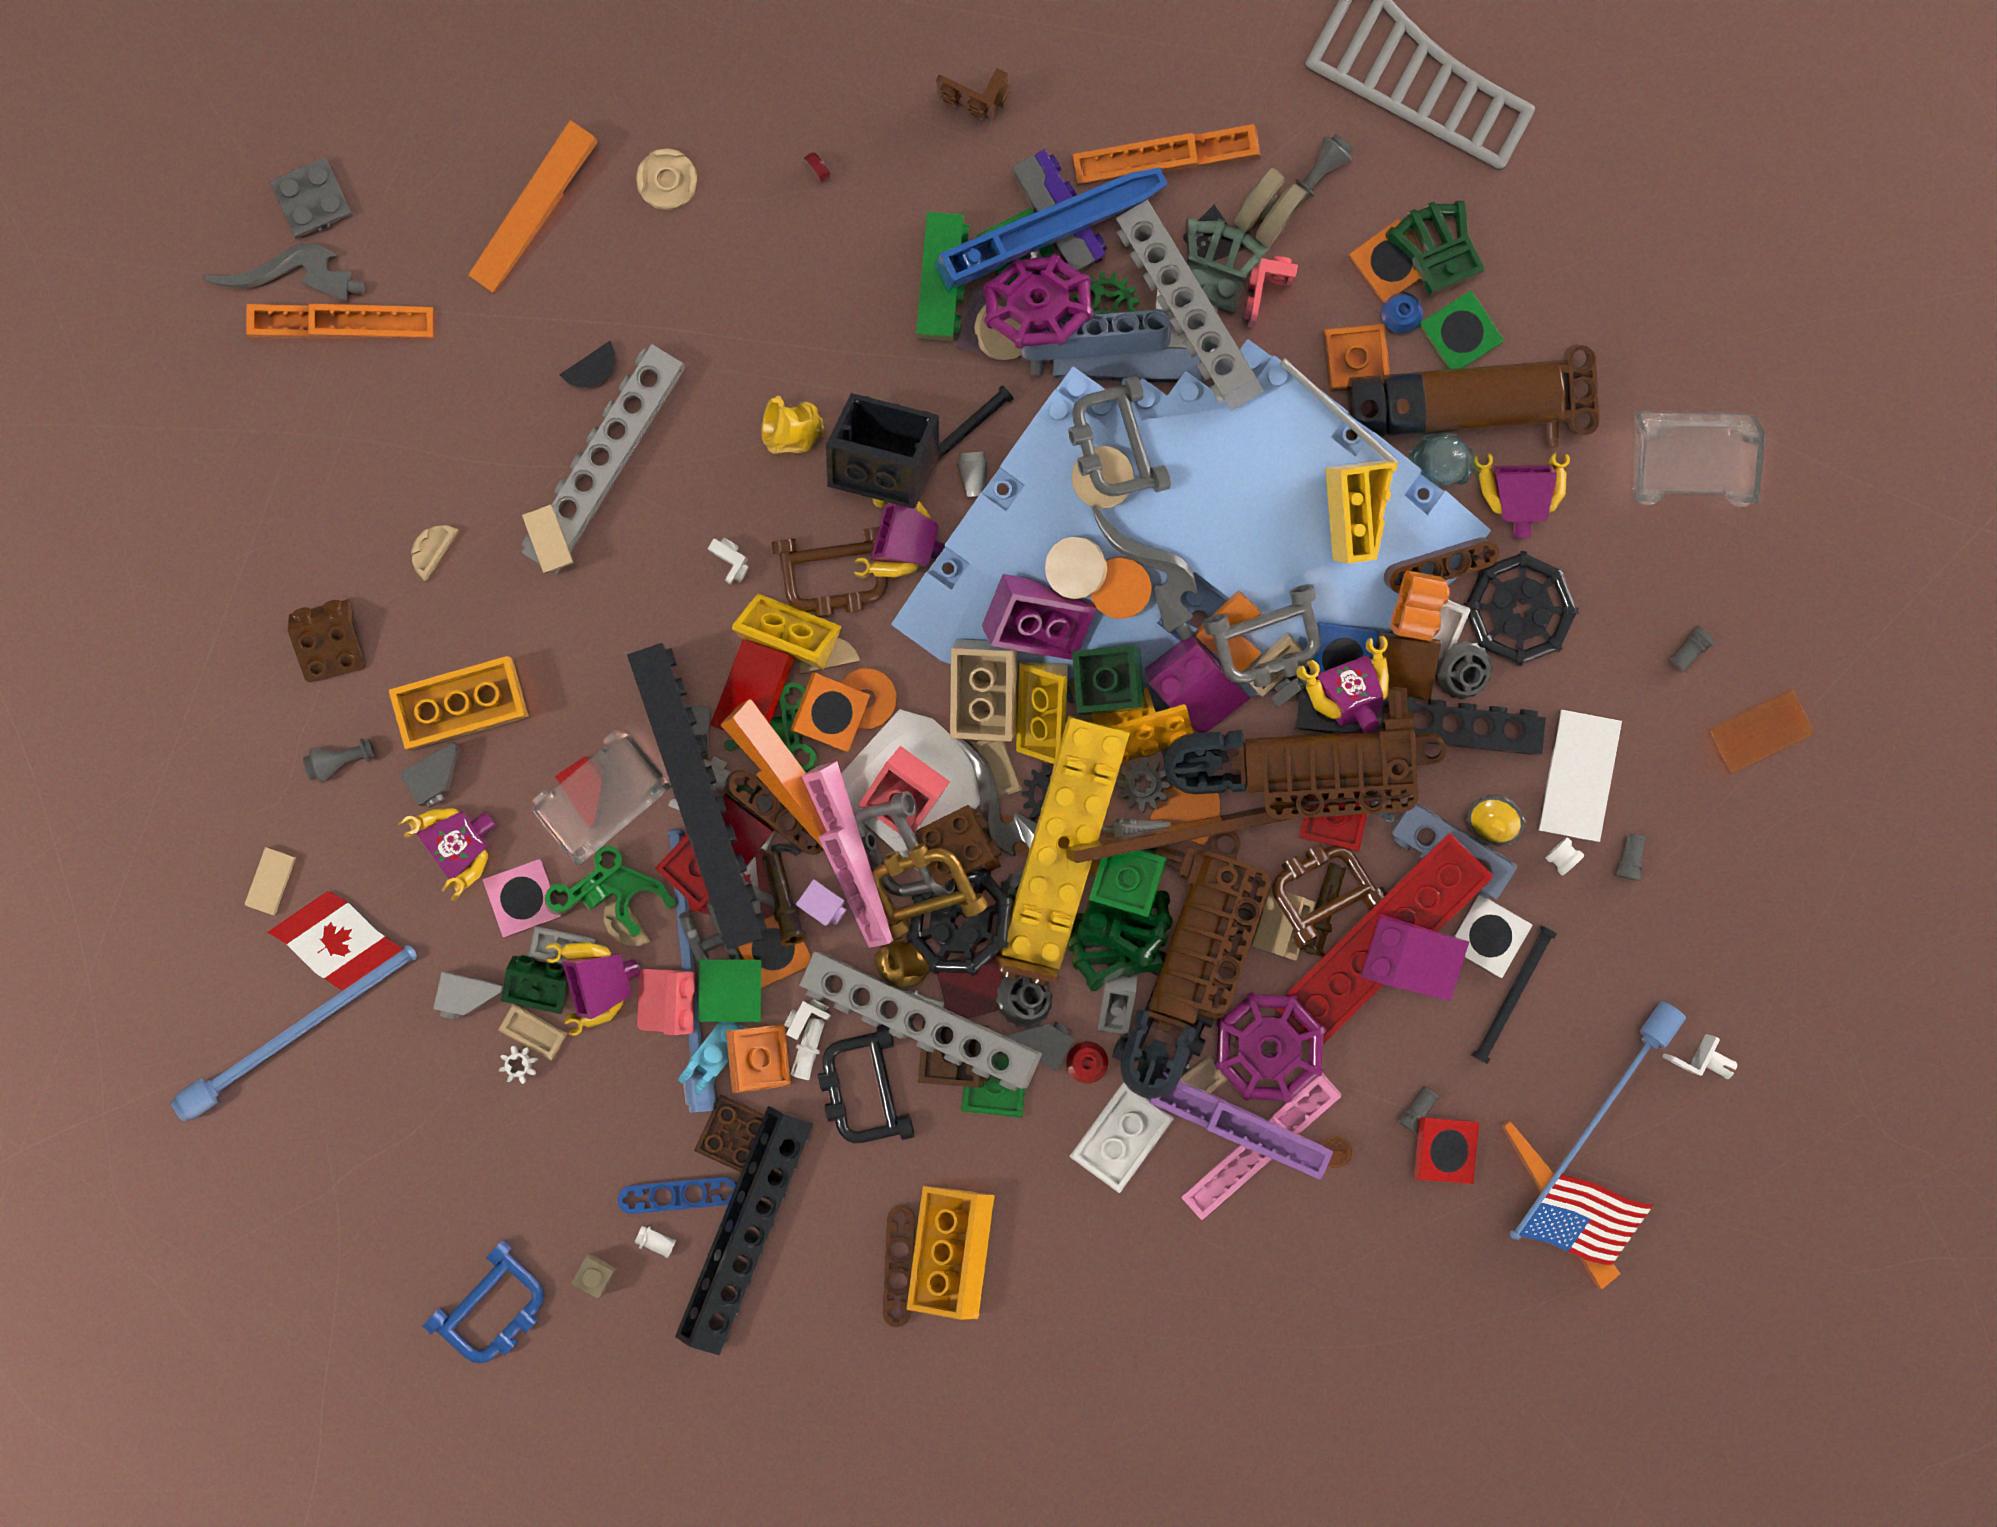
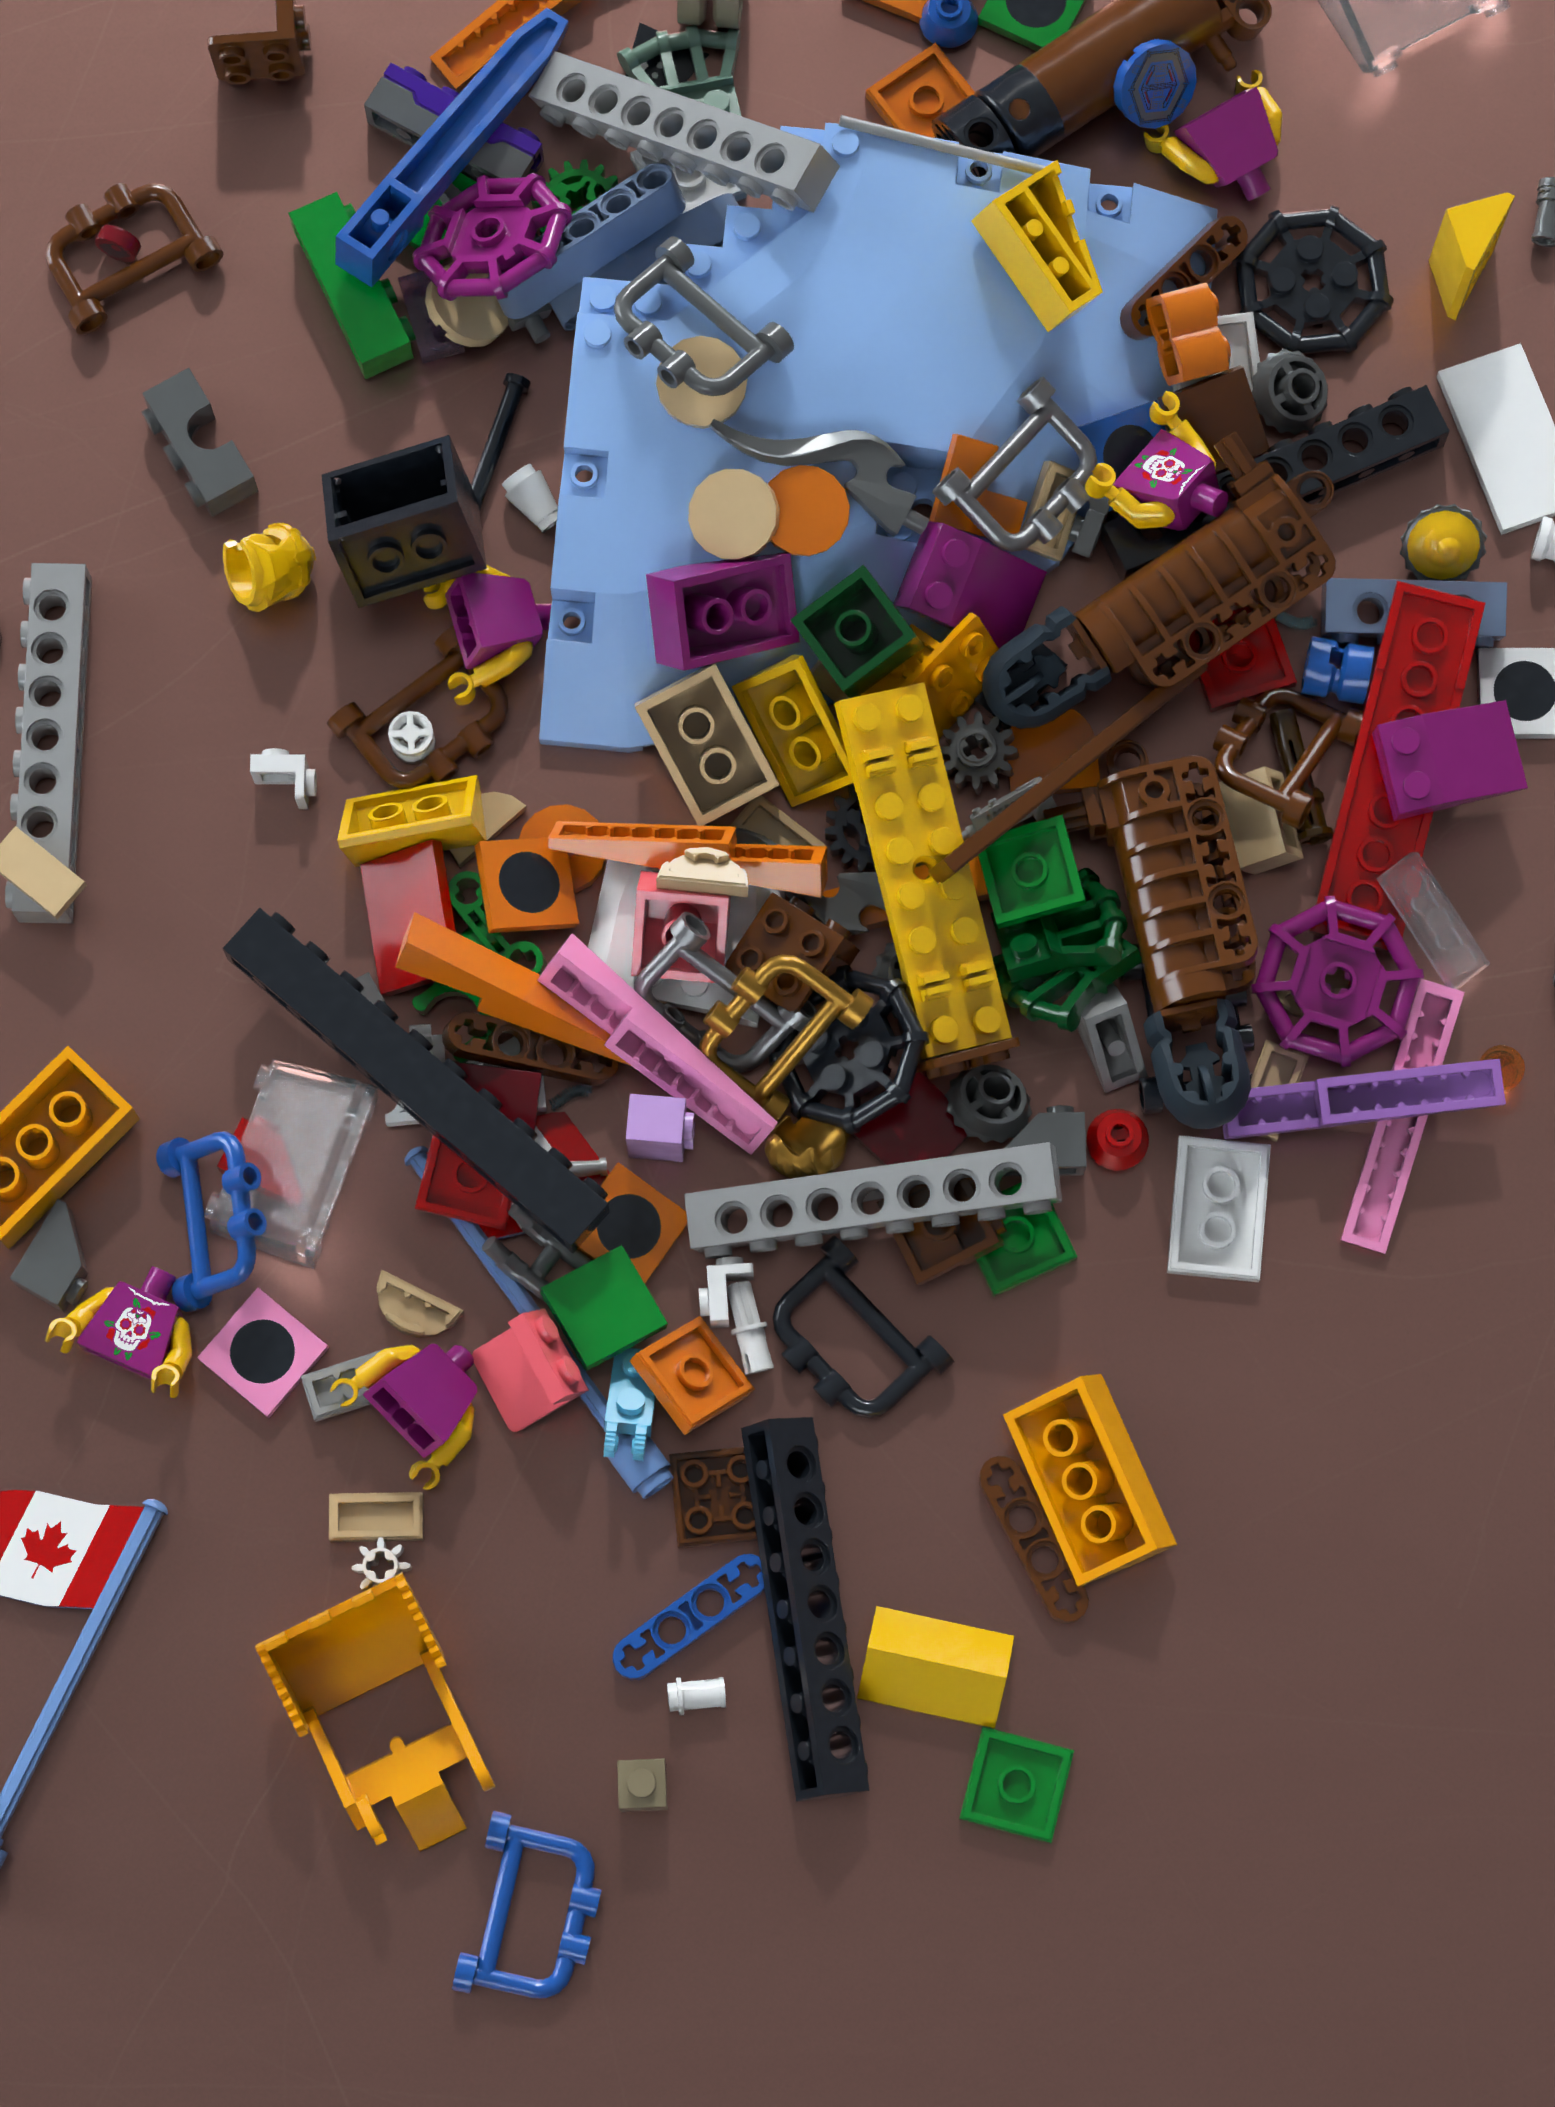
camera: 30 degrees left, 10 degrees down
(463, 994) = (258, 1518): light grey slope -> none
(467, 1105) = (350, 1653): none -> light orange piece
(535, 984) = (345, 1451): dark green bracket -> none
(548, 826) = (181, 1158): none -> blue bar
(602, 883) = (363, 1263): green piece -> none
(785, 911) = (618, 1163): dark brown pin -> none
(791, 295) = (216, 475): none -> dark grey arch
(800, 1305) = (935, 1667): none -> yellow slope
(806, 1398) = (1016, 1785): none -> green tile
(812, 576) = (411, 727): none -> white wheel
(833, 141) = (86, 311): none -> reddish brown bar
(933, 773) = (704, 872): none -> tan tile
(939, 753) = (650, 845): none -> orange slope
(1273, 271) = (761, 52): coral bracket -> none
(1348, 1044) = (1433, 921): none -> clear plate
(1394, 867) = (1337, 670): none -> blue wheel
(1443, 458) = (1111, 150): clear light blue helmet -> none
(1497, 434) = (1155, 83): none -> blue tile
(1618, 649) = (1465, 246): none -> yellow slope

